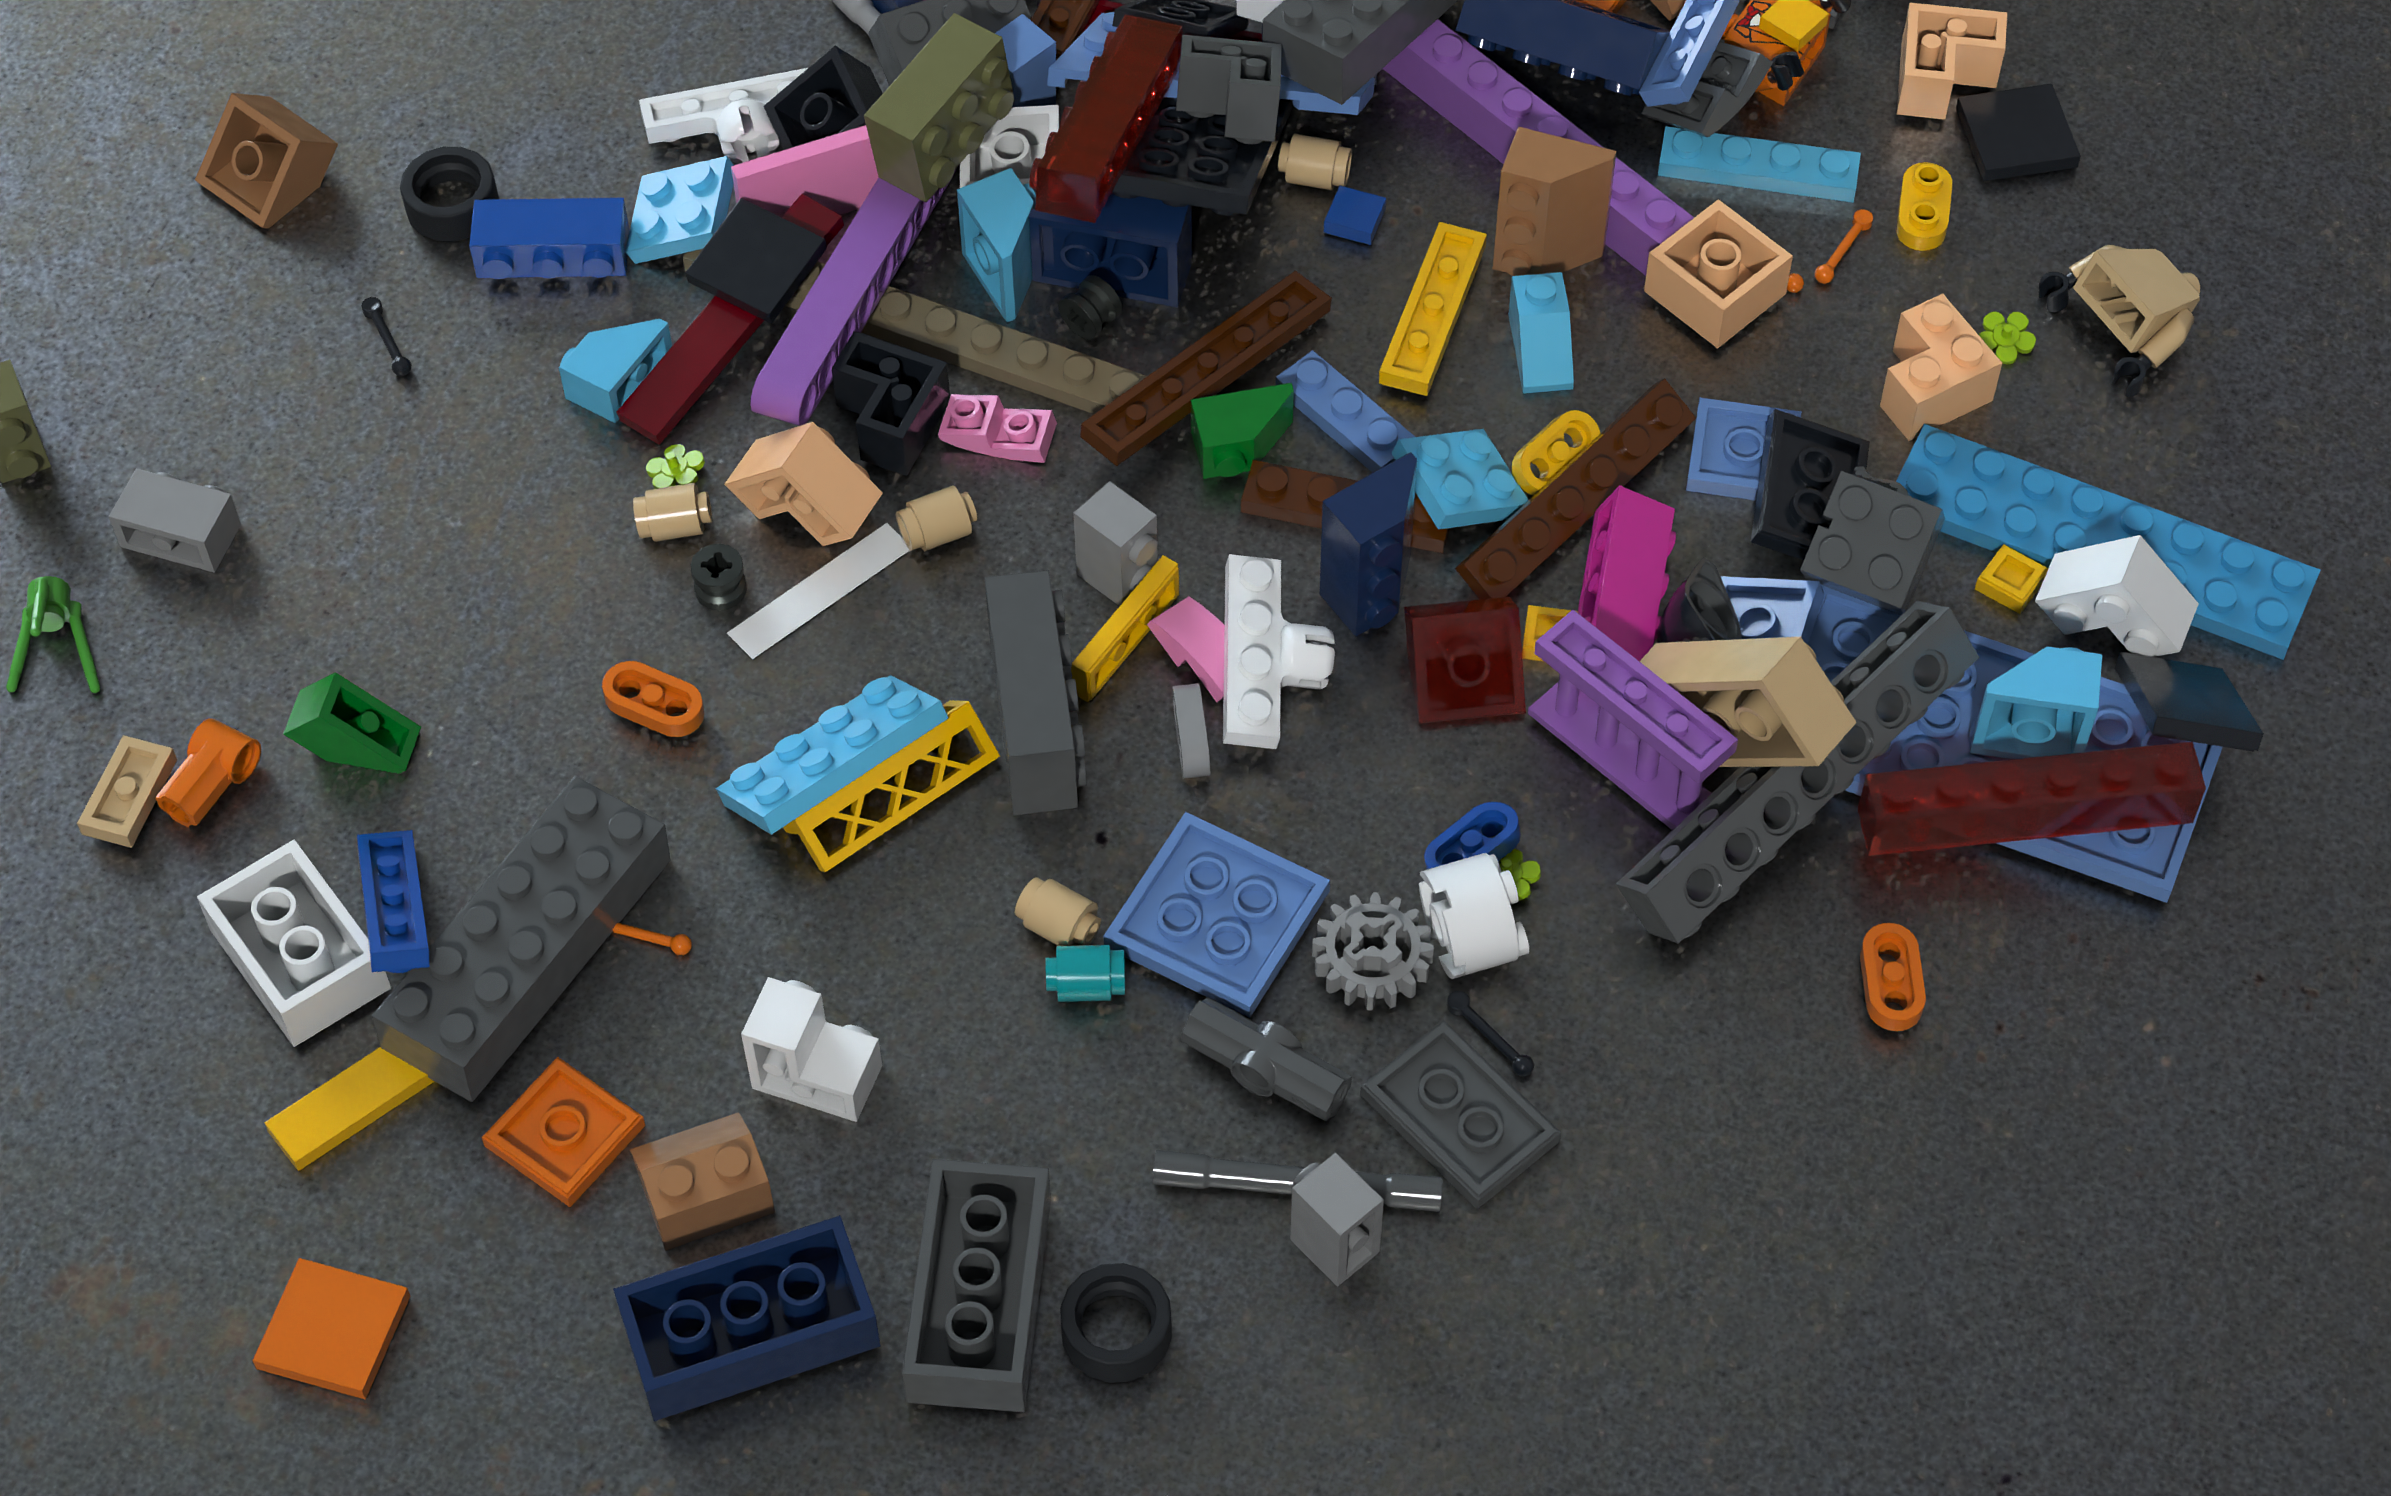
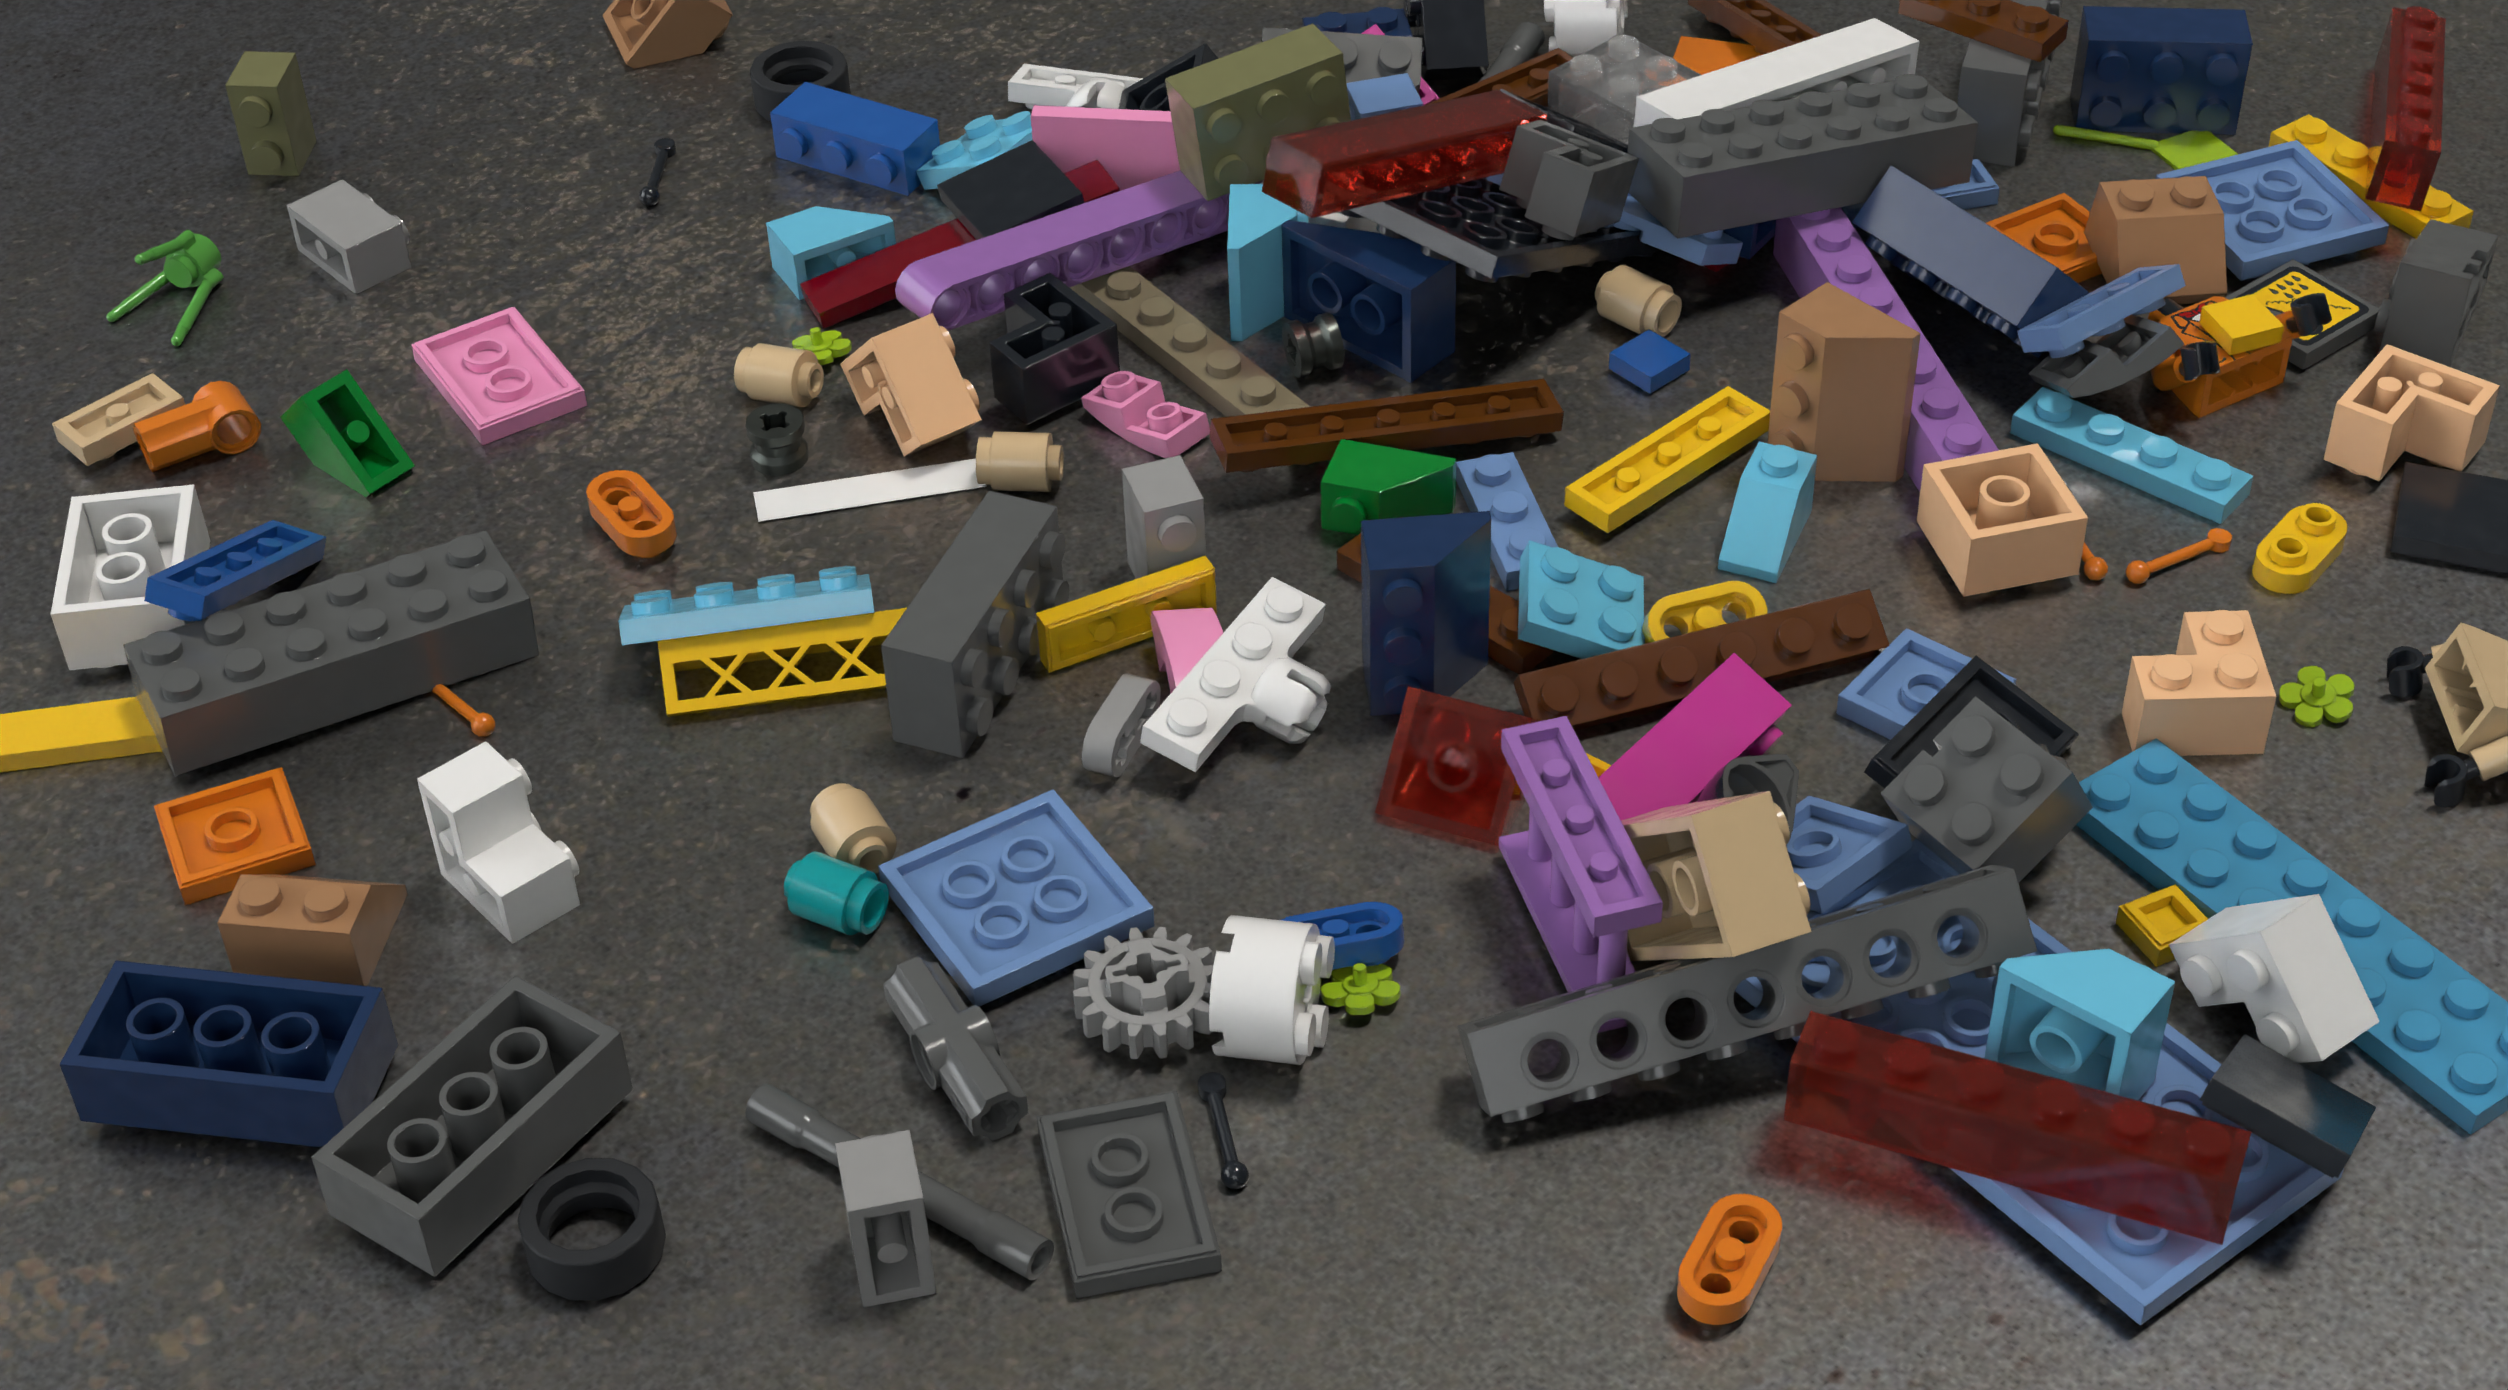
camera: 30 degrees right, 15 degrees down
(420, 607) = (498, 375): none -> bright pink tile

